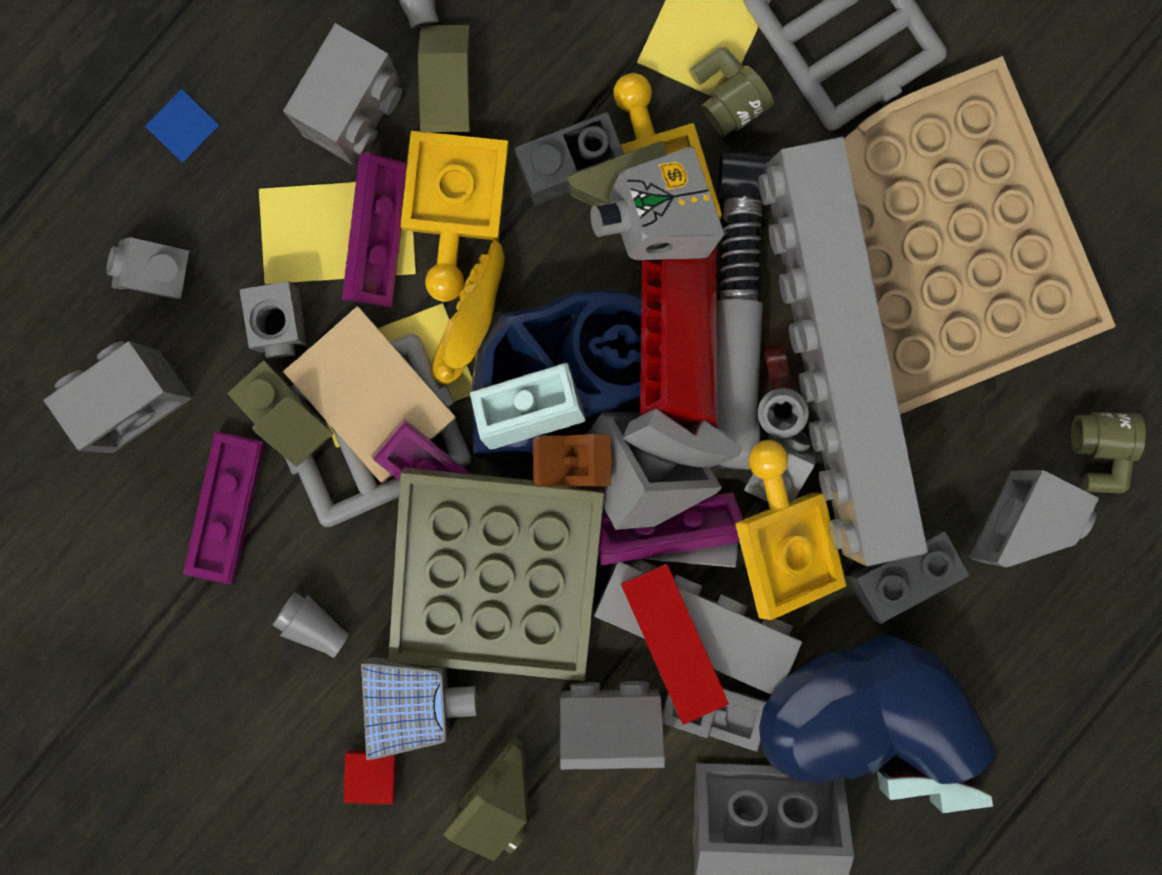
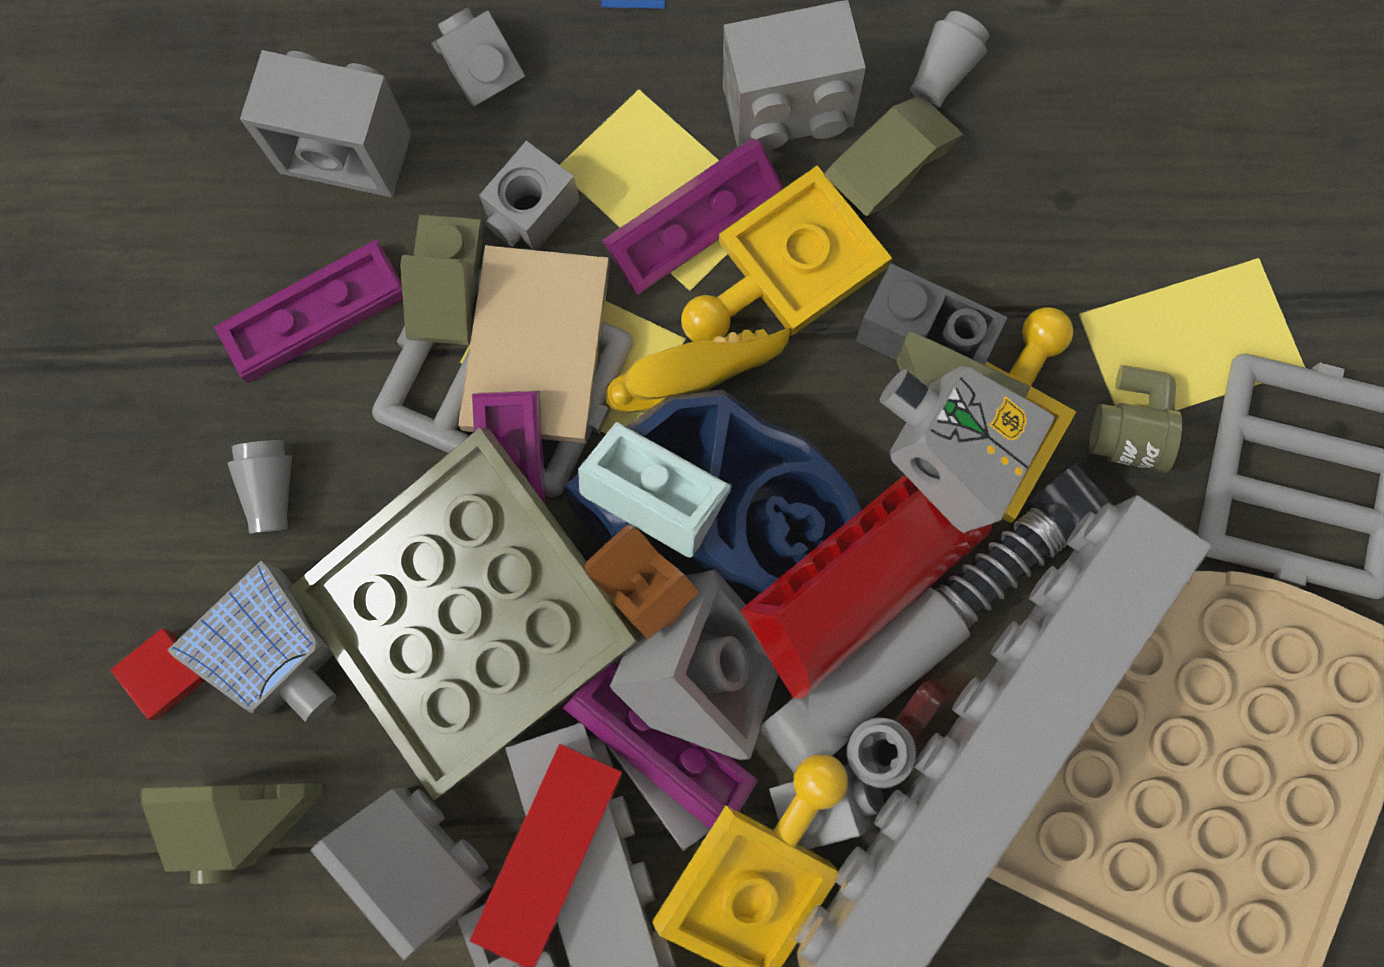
camera: 50 degrees right, 10 degrees down
(690, 446) = (764, 691): light grey slope -> none

